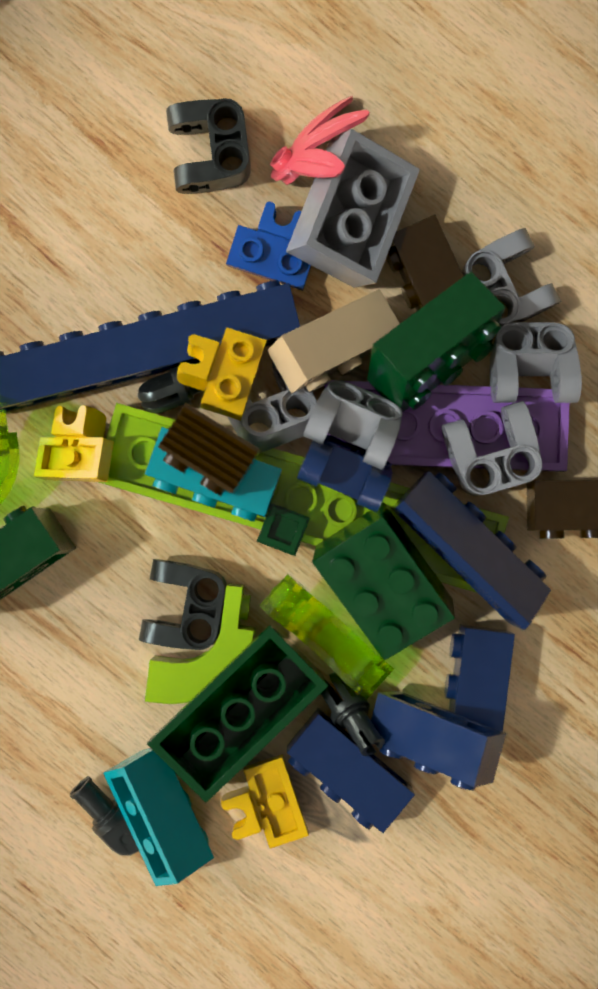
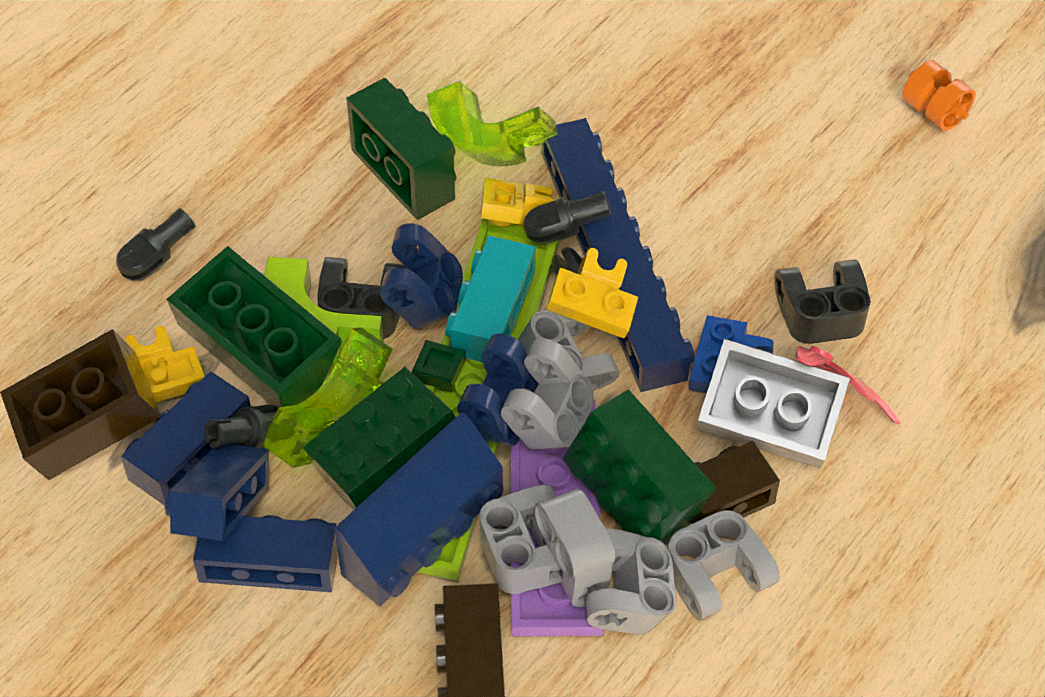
camera: 85 degrees right, 35 degrees down
(112, 397) = (561, 217): none -> pearl dark grey arm
(159, 817) = (148, 278): teal brick -> none
(184, 536) = (429, 285): none -> dark blue piece
(209, 450) = (513, 271): dark brown brick -> none
(325, 878) = (79, 405): none -> dark brown brick
(332, 342) = (623, 363): tan brick -> none
(515, 409) = (577, 543): none -> light grey piece

